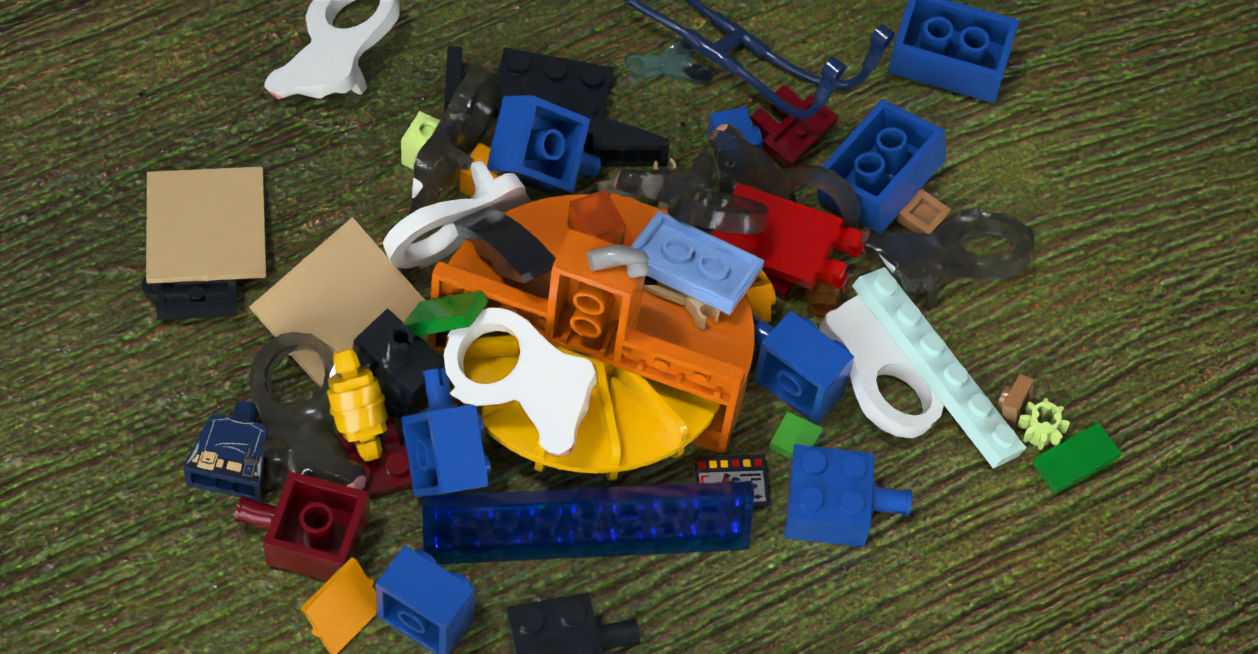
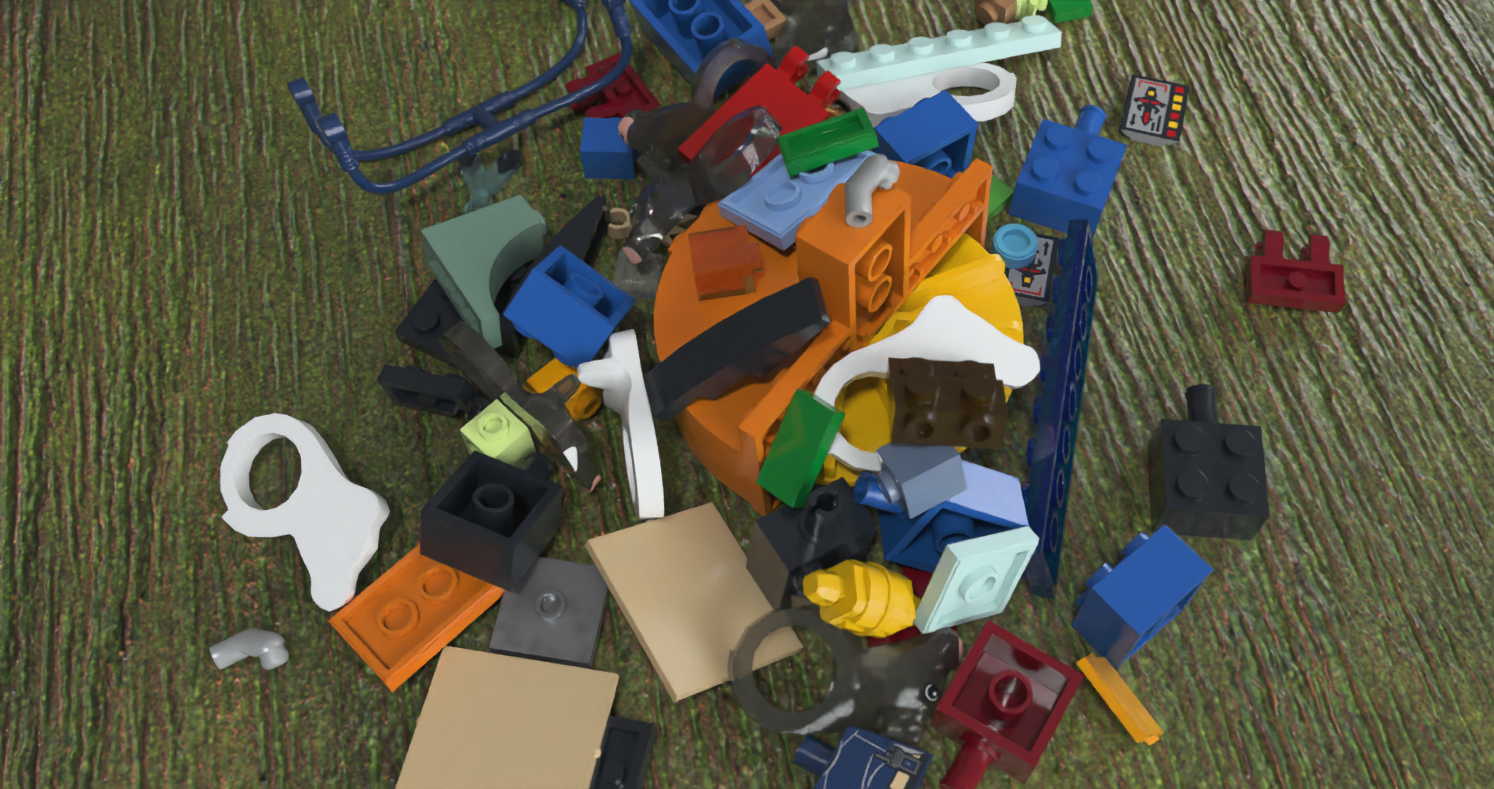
camera: 65 degrees left, 0 degrees up
(228, 51) = (254, 643): none -> light grey arm
(287, 140) = (411, 615): none -> orange tile
(304, 221) = (553, 614): none -> flat silver plate
(356, 156) = (492, 518): none -> black brick
(395, 473) = (975, 579): none -> light aqua plate
(442, 388) = (919, 475): none -> sand blue brick
(493, 381) = (945, 403): none -> dark brown plate
(575, 73) = (478, 254): none -> sand green arch
(736, 266) = (827, 141): none -> green tile
(743, 465) = (1015, 245): none -> medium azure tile
(951, 562) = (1154, 111): none -> piece

